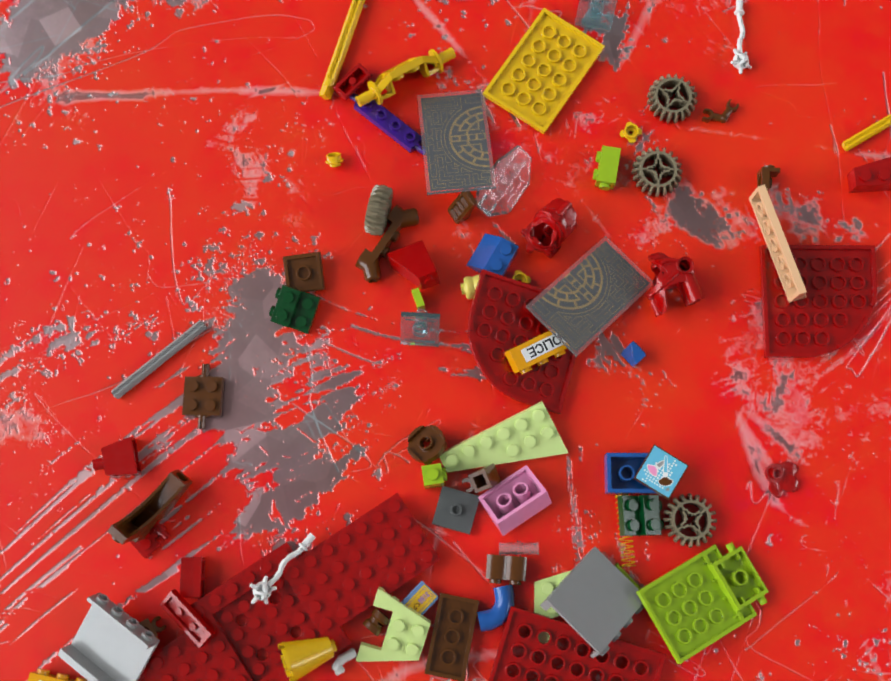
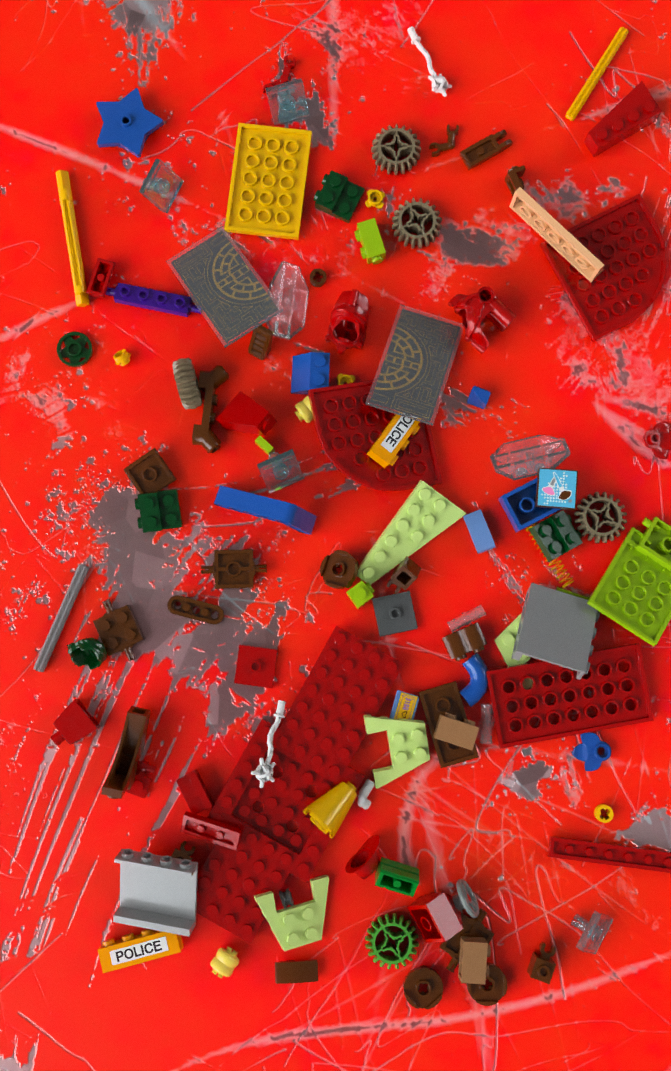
camera: 25 degrees left, 5 degrees up
(165, 402) = (87, 652): none -> dark green hair
(274, 408) = (188, 605): none -> reddish brown plate
(297, 132) = (74, 349): none -> dark green wheel
(306, 492) = (255, 666): none -> red plate
(333, 394) = (233, 569): none -> reddish brown plate
(376, 622) = (376, 746): reddish brown wheel -> none
(385, 79) = (137, 249): yellow plate -> none
(390, 355) = (266, 508): none -> blue beam
(447, 28) = (161, 186): none -> clear light blue tile
(455, 646) = (456, 731): none -> medium nougat brick
(487, 655) = (486, 724): none -> clear pin
(515, 500) = (441, 578): bright pink slope -> none
(540, 171) = (312, 275): none -> reddish brown bush
(571, 475) = (479, 531): none -> medium blue slope
(599, 114) = (338, 196): none -> dark green plate
(645, 428) = (524, 456): none -> clear wedge
(752, 137) = (484, 149): none -> reddish brown hinge

